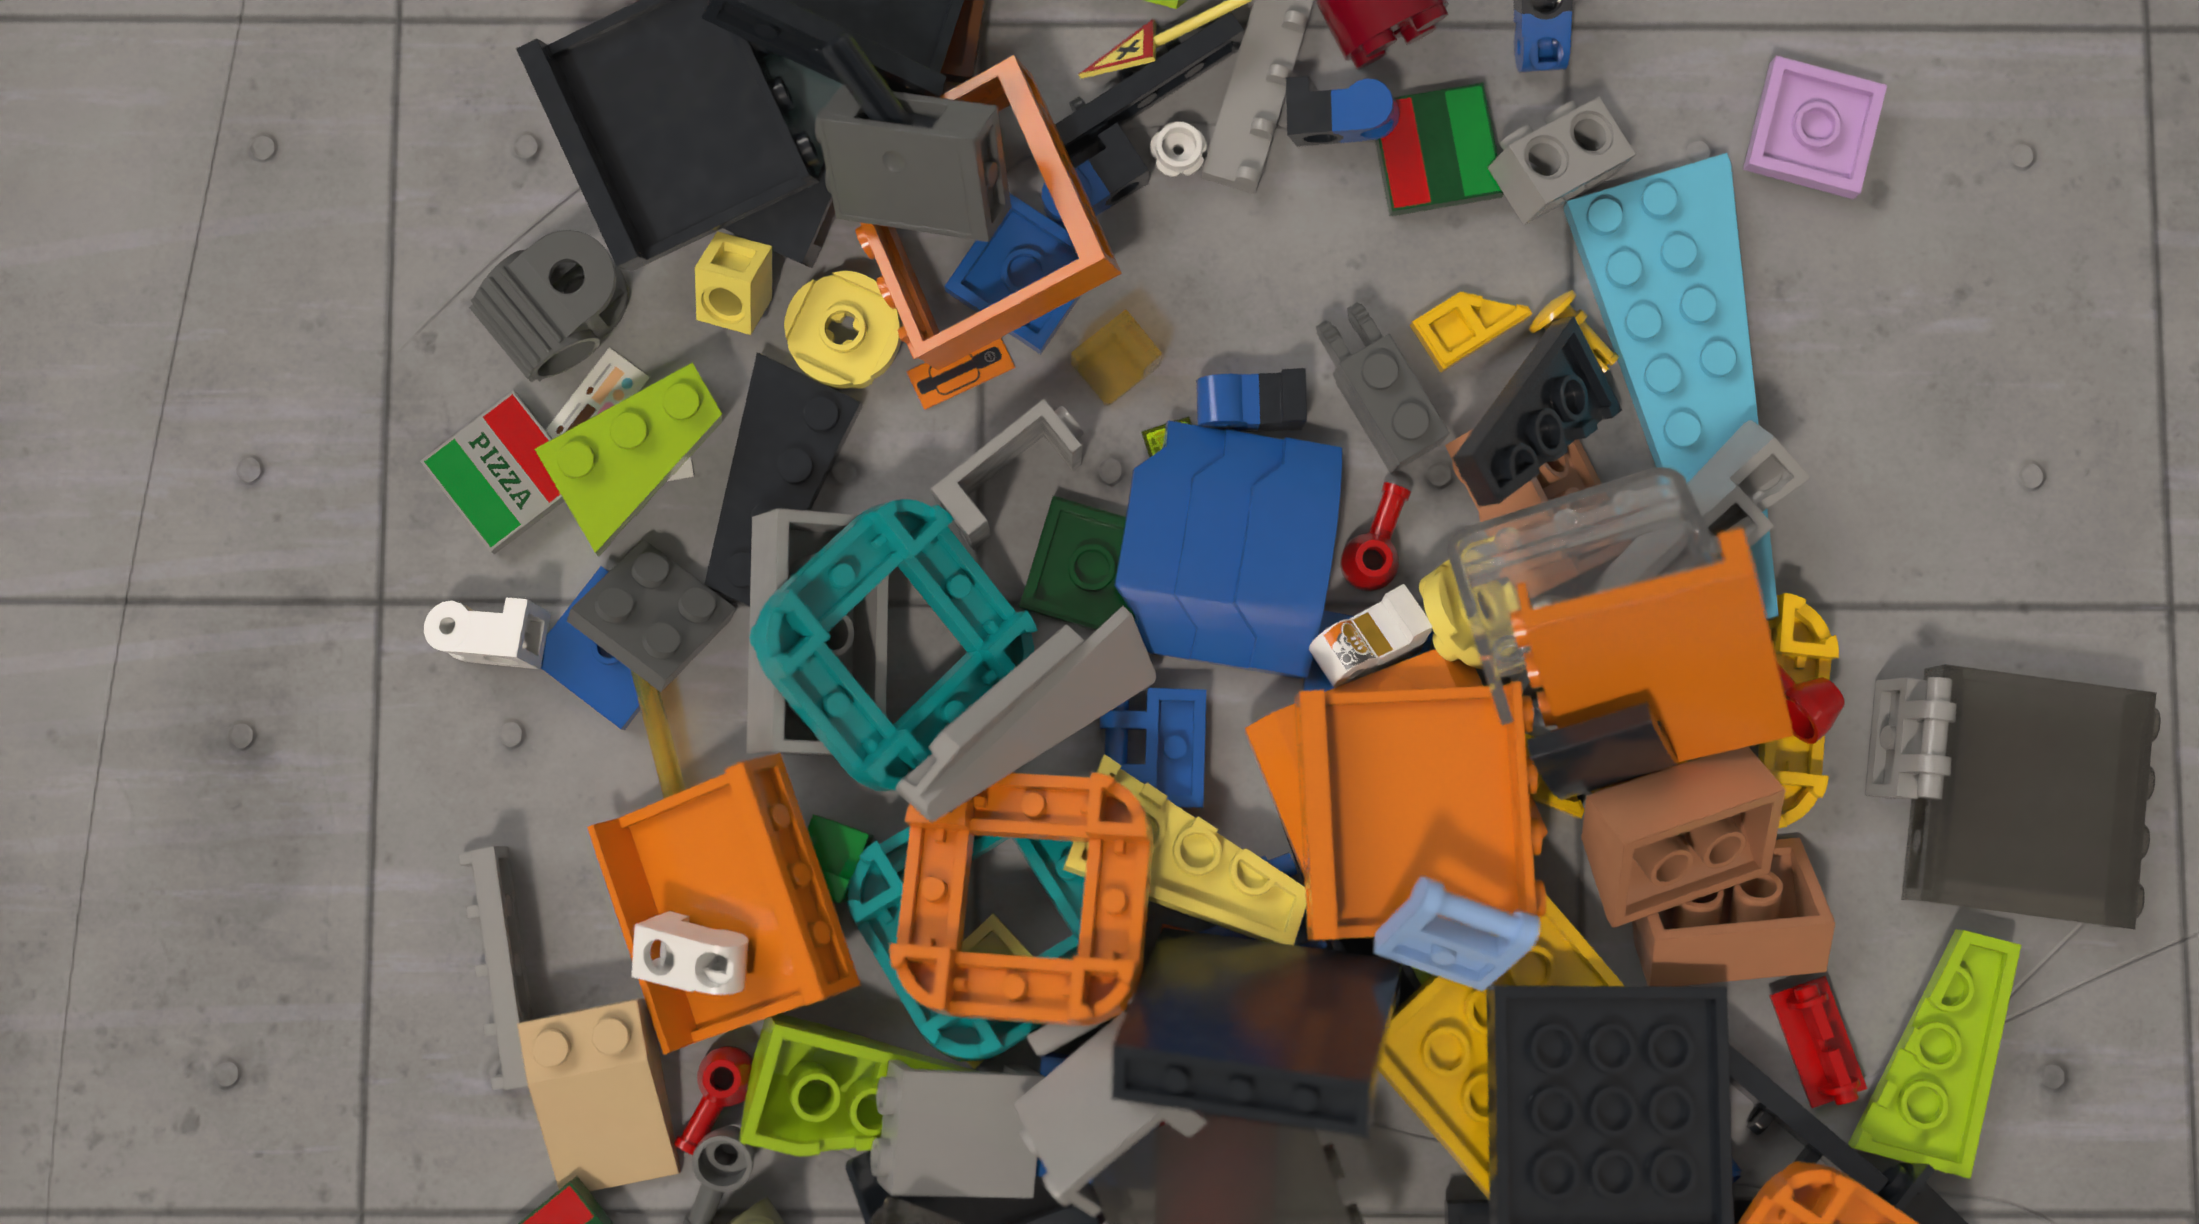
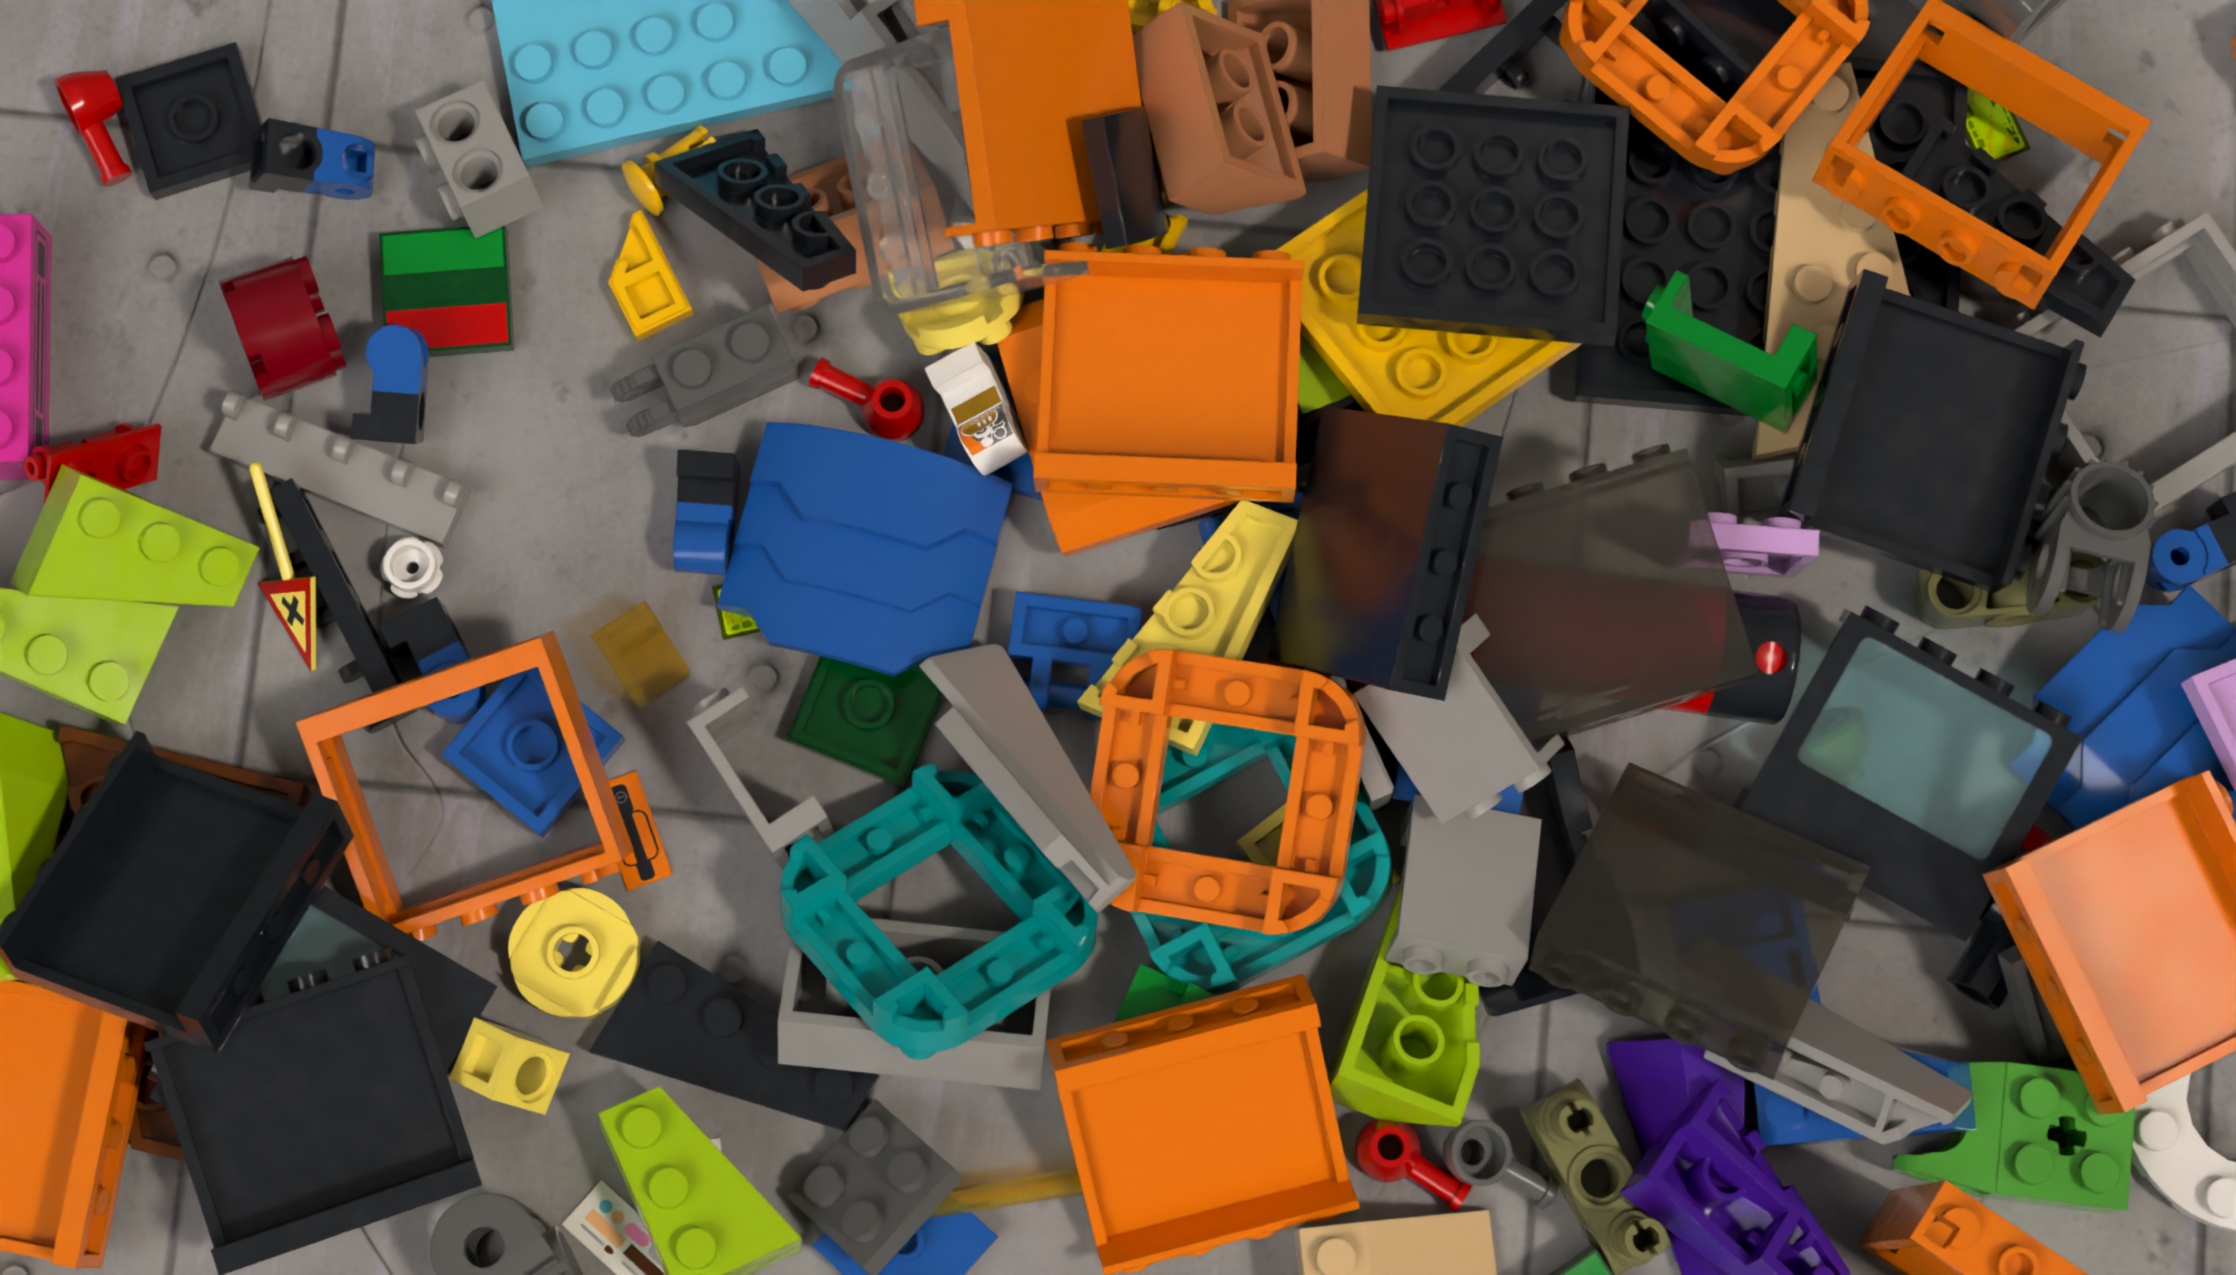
camera: 85 degrees left, 5 degrees down
(690, 955) = (1256, 1163): white leg -> none
(909, 155) = (401, 839): dark grey piece -> none
(1451, 949) = (1317, 350): light blue plate -> none

